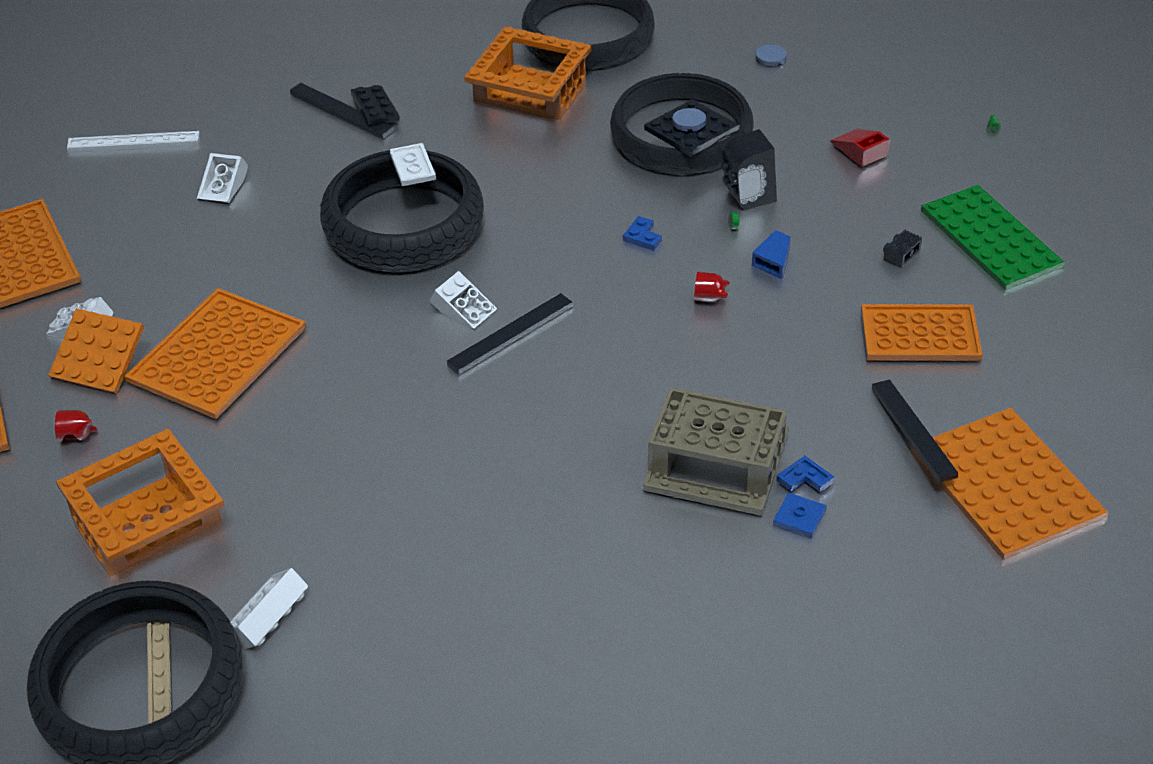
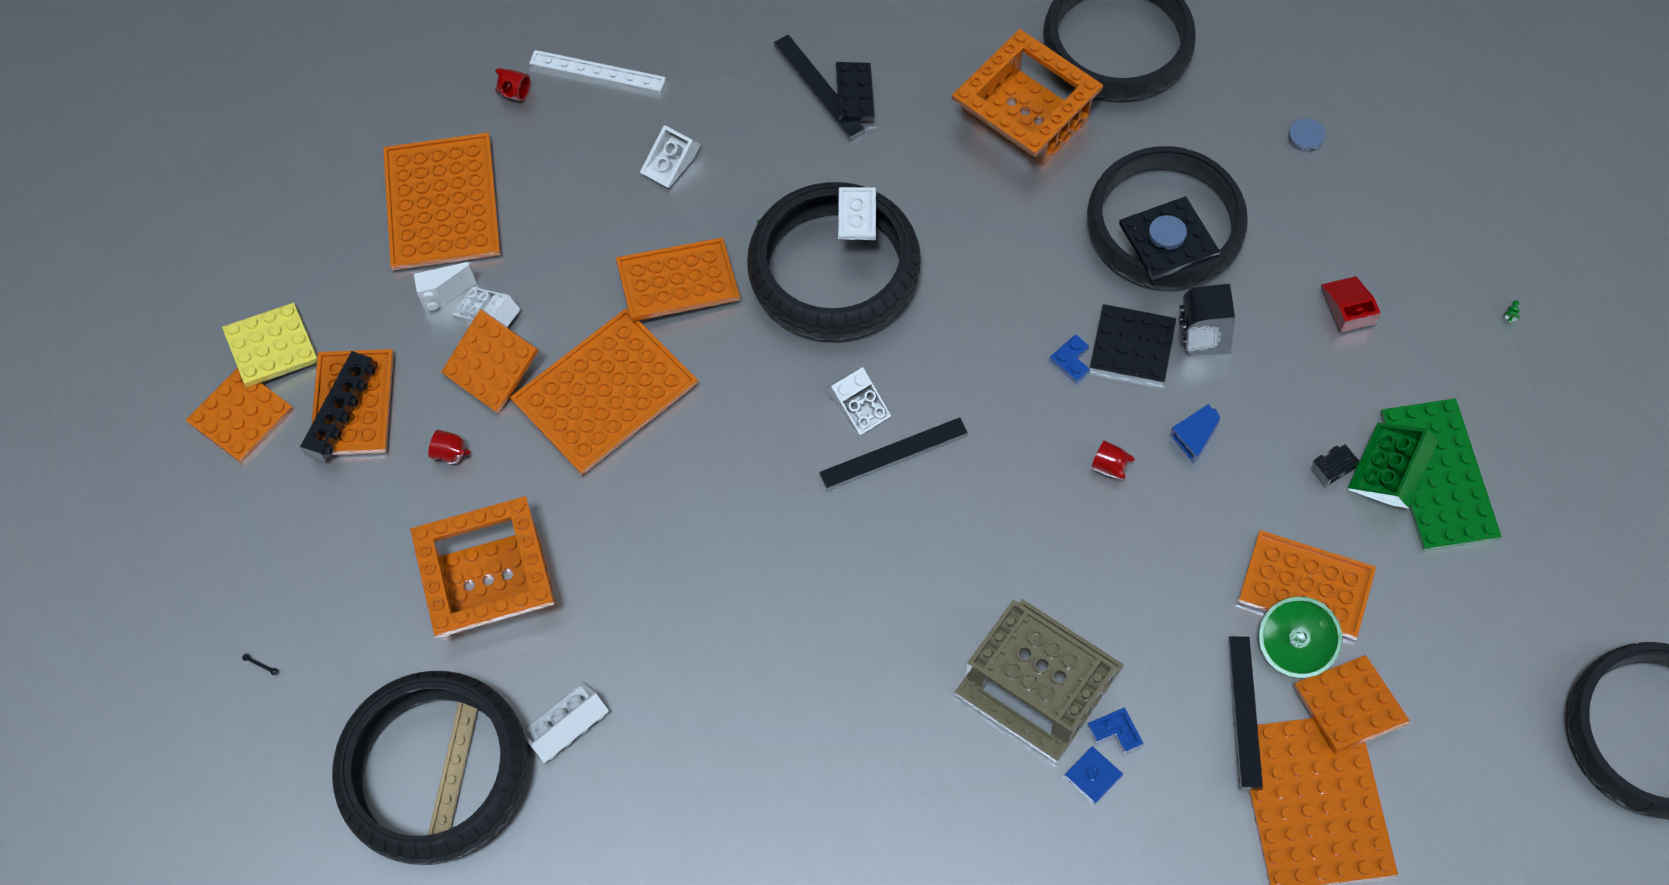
camera: 20 degrees right, 20 degrees up
(31, 307) = (443, 285): none -> white slope
(55, 161) = (512, 84): none -> red piece
(259, 257) = (677, 279): none -> orange plate
(691, 213) = (1133, 344): none -> black plate
(733, 220) = (1172, 372): green tile -> none
(934, 365) = (1300, 637): none -> green dish
(951, 232) = (1393, 463): none -> green slope
(1002, 401) = (1351, 704): none -> orange plate

